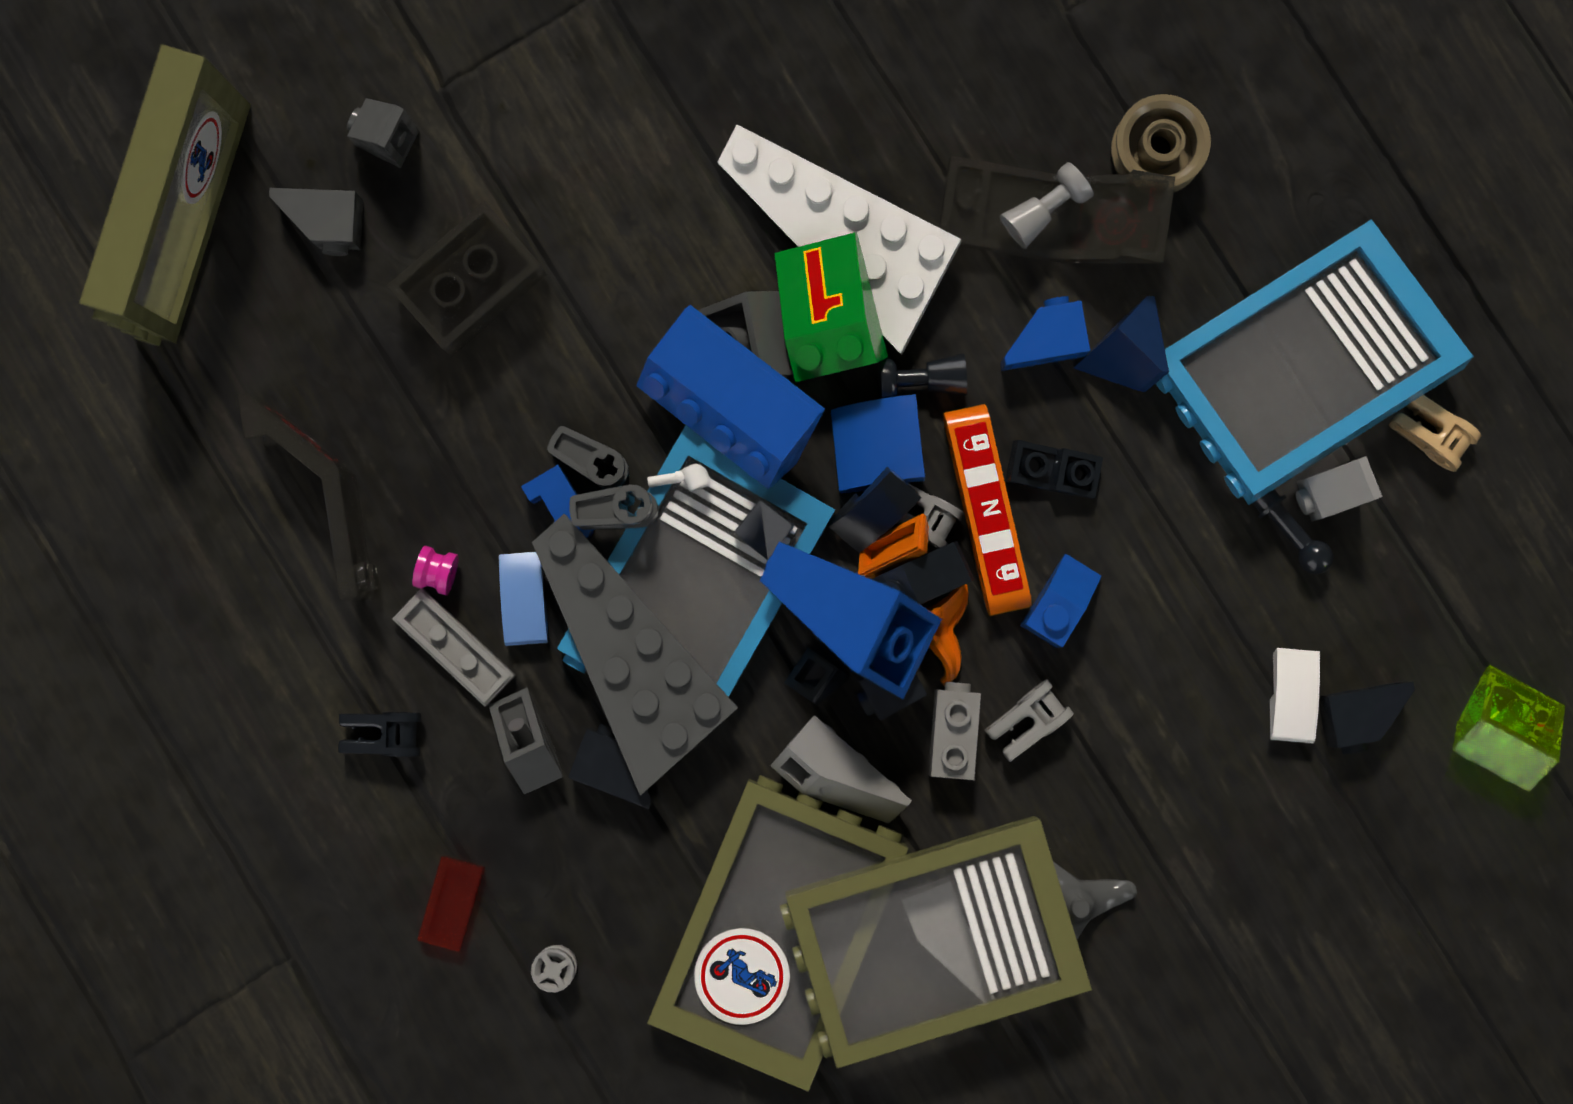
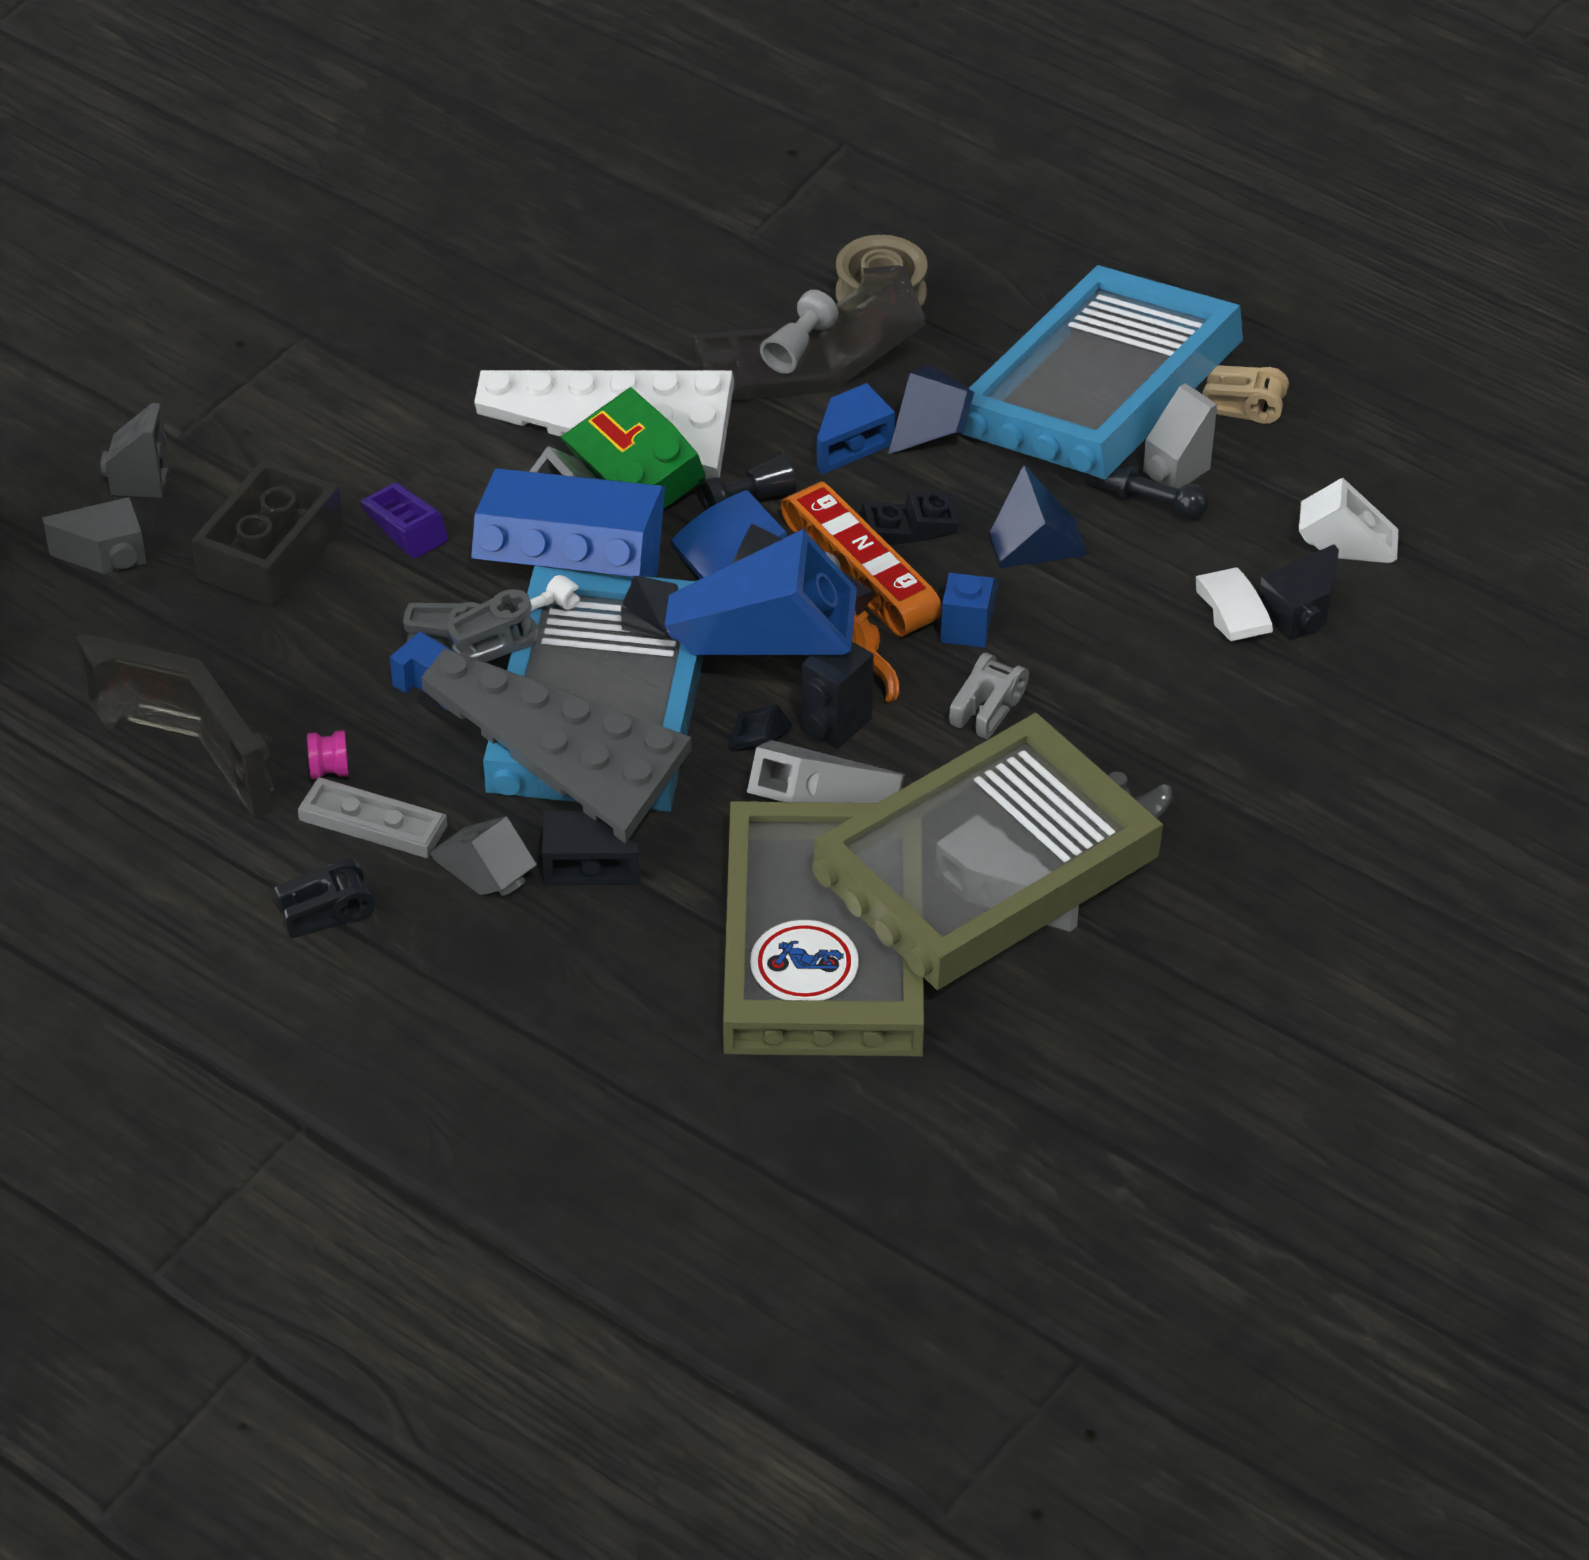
camera: 25 degrees left, 40 degrees down
(451, 903) = (462, 1020): clear red tile -> none
(523, 599) = (429, 754): medium blue slope -> none
(547, 972) = (600, 1031): light grey wheel -> none
(609, 314) = (410, 524): none -> dark purple slope
(954, 732) = (919, 722): light grey brick -> none
(1160, 528) = (1033, 526): none -> dark blue slope
(1442, 646) = (1349, 522): none -> white slope
(1510, 729) = (1449, 567): clear neon green slope -> none

